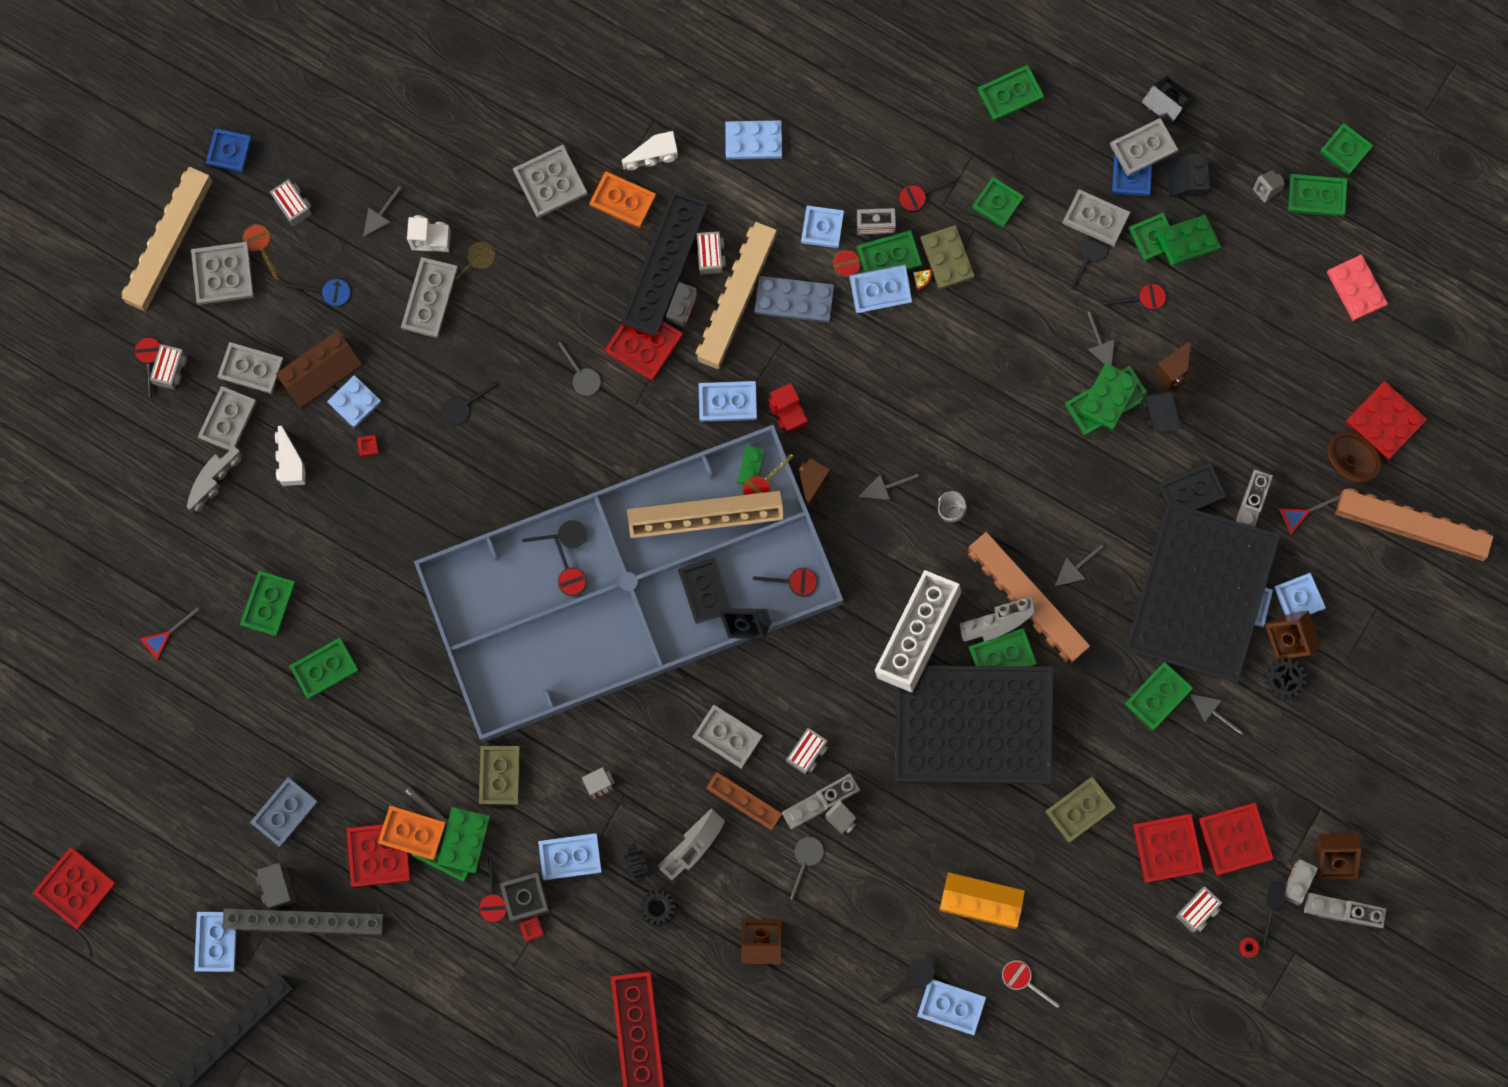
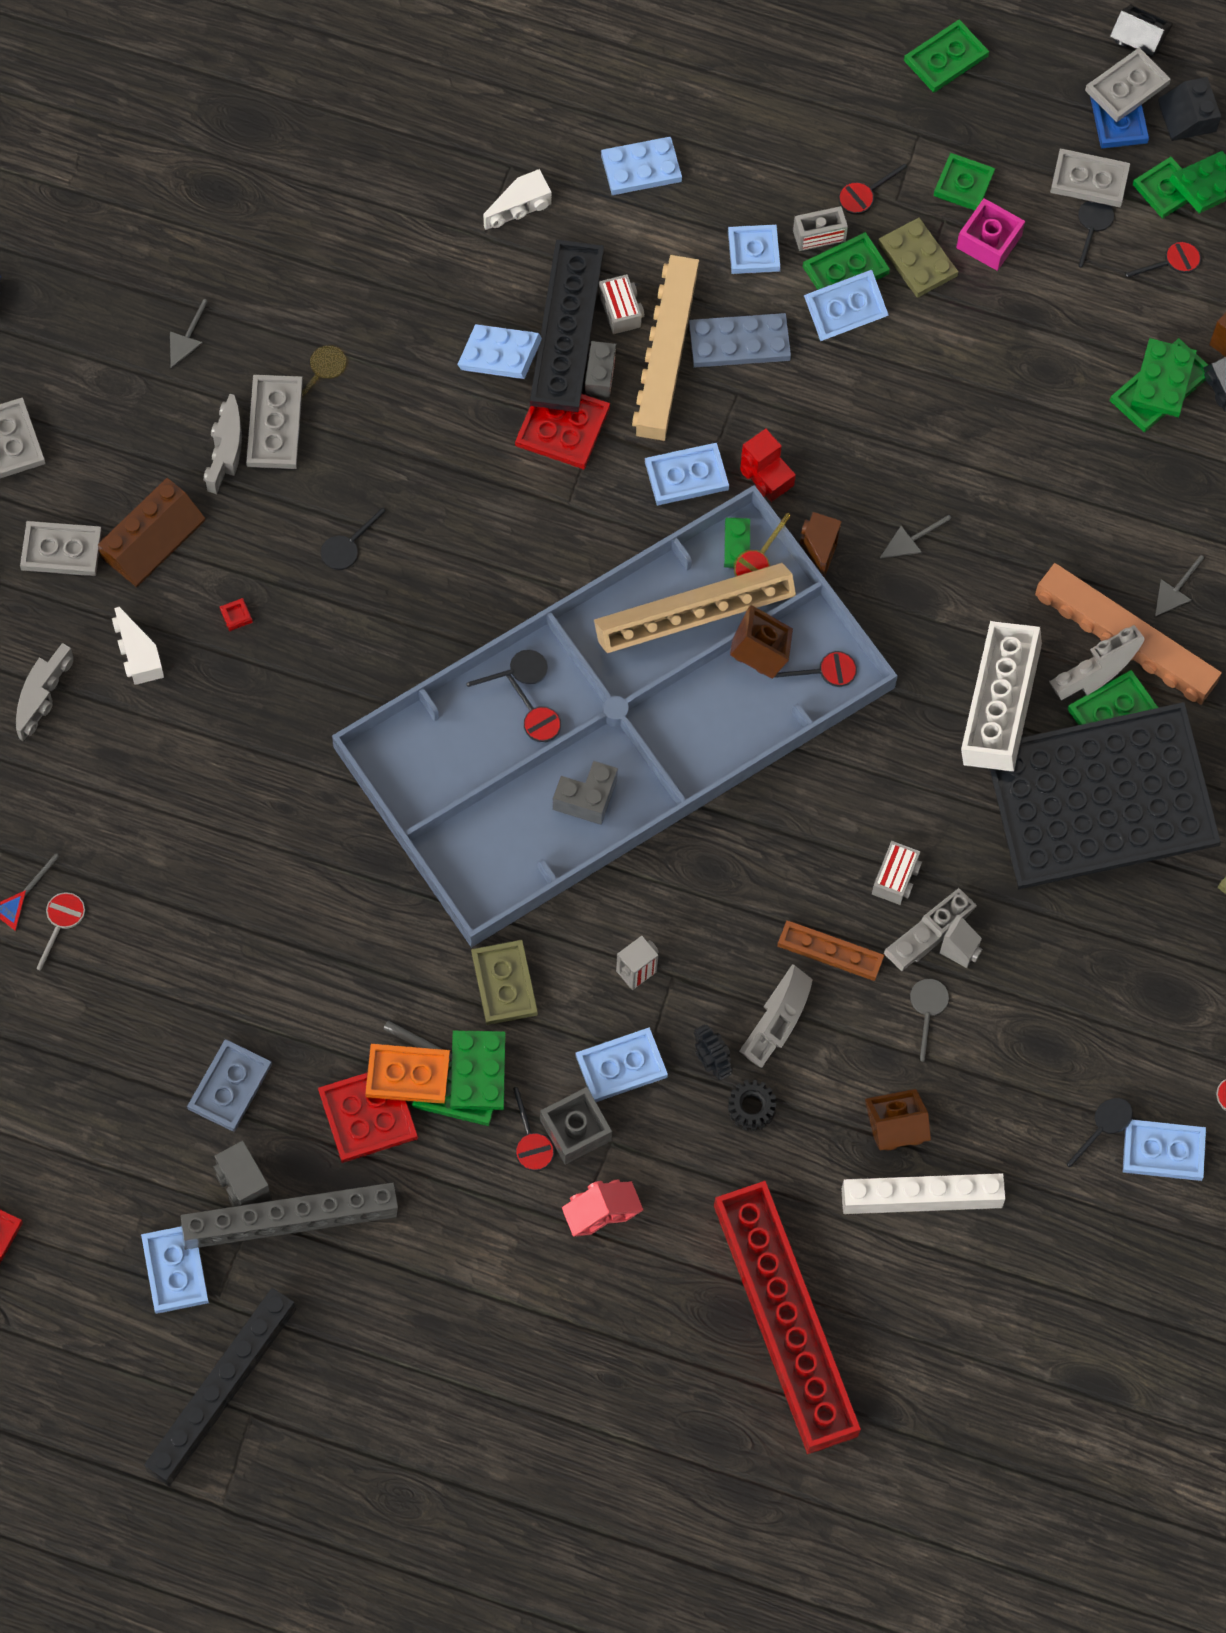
camera: 20 degrees left, 10 degrees down
(195, 653) = (64, 912): none -> piece
(227, 419) = (43, 615): light grey plate -> none
(257, 239) = (35, 396): piece -> none
(267, 603) = (148, 830): green plate -> none
(291, 203) = (69, 341): brick -> none
(324, 668) = (241, 895): green plate -> none
(334, 292) = (148, 439): blue piece -> none
(354, 401) = (205, 564): light blue plate -> none
(392, 302) = (227, 443): none -> light grey slope
(427, 236) = (256, 349): white brick -> none
(529, 963) = (601, 1205): none -> coral brick
(531, 929) = (592, 1167): red tile -> none
(550, 181) = (396, 258): light grey plate -> none
(585, 381) = (497, 485): dark grey piece -> none
(593, 649) = (587, 799): none -> dark grey brick
(609, 275) = (499, 351): none -> light blue plate
(622, 199) = (494, 262): orange plate -> none
(704, 590) = (717, 701): black plate -> none
(727, 736) = (789, 875): light grey plate -> none
(745, 622) = (781, 722): black slope -> none
(748, 552) = (762, 642): none -> reddish brown slope
(765, 1002) = (923, 1193): none -> white brick
(846, 263) = (793, 287): red piece -> none
(922, 279) = (893, 287): tile -> none
(952, 506) = (1003, 543): light grey hair -> none
(982, 900) = (1168, 1012): light orange slope -> none
(1005, 251) = (990, 234): none -> dark pink brick
(1103, 351) = (1139, 330): dark grey piece -> none

